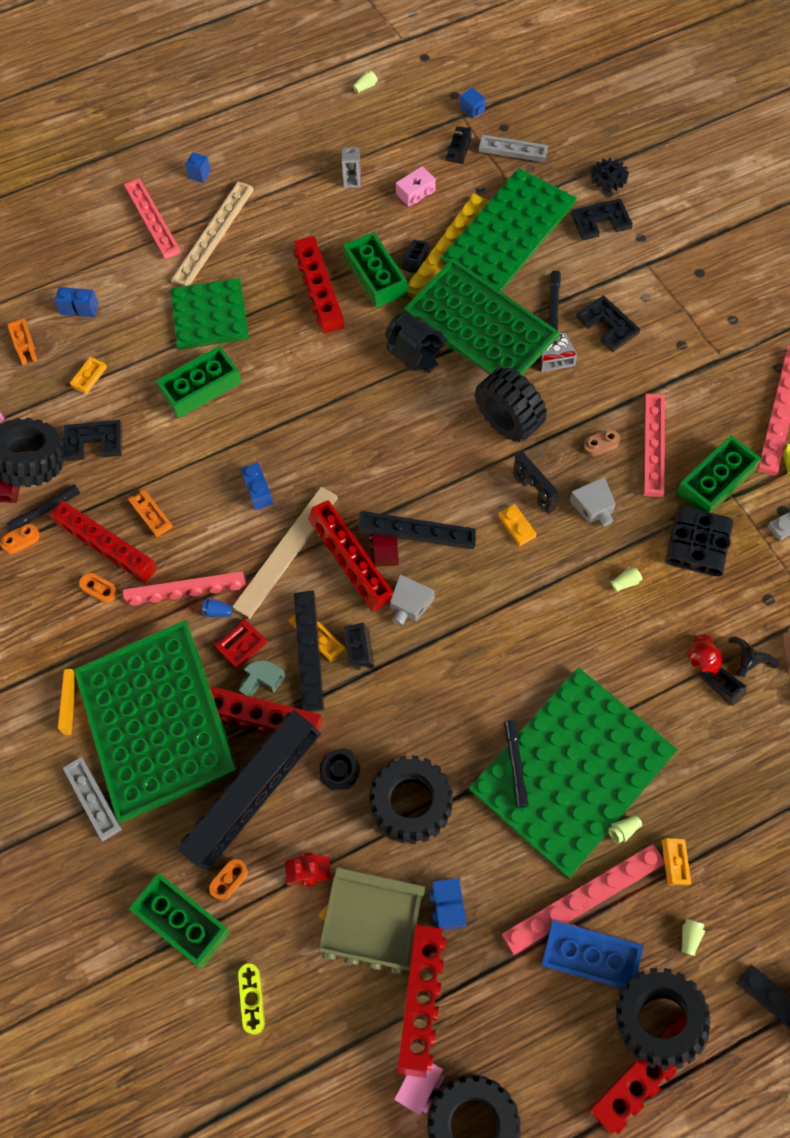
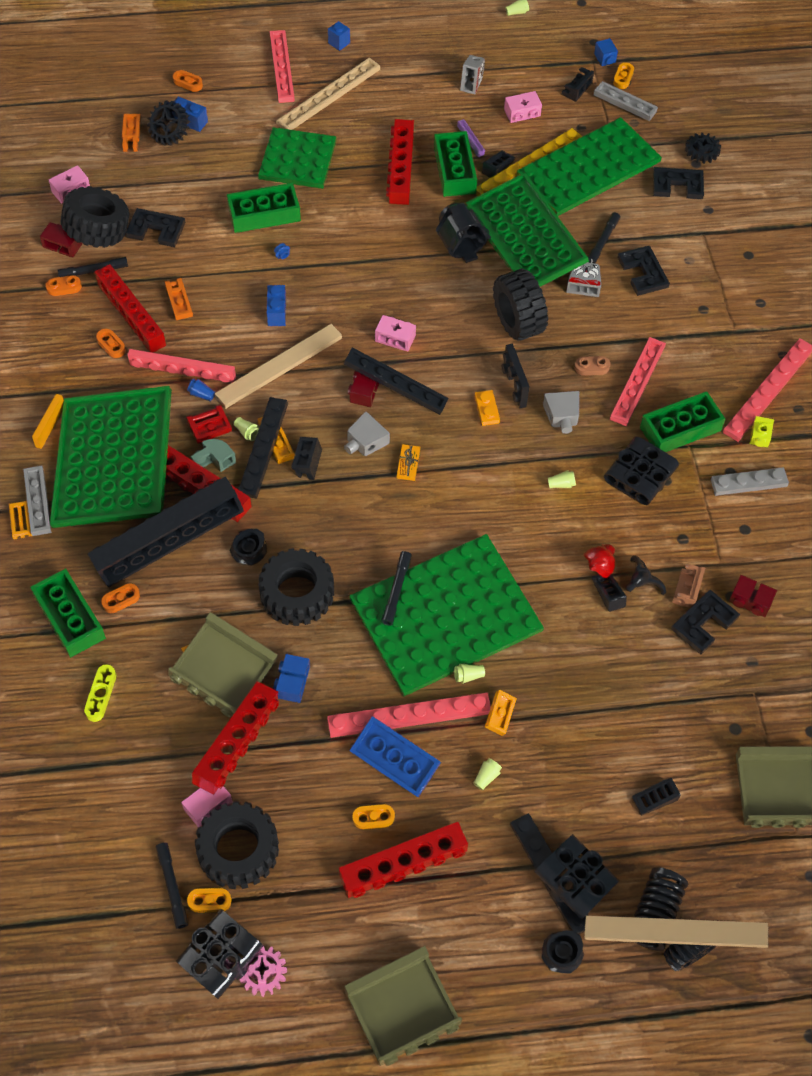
camera: 15 degrees right, 5 degrees down
(52, 306) = (161, 118): none -> black gear
(61, 265) = (187, 80): none -> orange plate
(88, 375) = (173, 175): light orange plate -> none
(90, 841) = (22, 532): none -> light orange tile
(236, 423) = (282, 251): none -> blue plate
(282, 635) = (246, 428): none -> yellowish green cone
(307, 870) = (187, 611): red hinge -> none
(350, 556) = (330, 383): red brick -> none
(367, 228) = (474, 142): none -> medium lavender axle
(391, 475) = (395, 333): none -> bright pink brick
(464, 613) = (408, 462): none -> light orange tile
(500, 122) = (623, 75): none -> light orange plate
(597, 1032) = (373, 816): none -> light orange plate
(653, 1049) = (431, 839): black tyre -> none

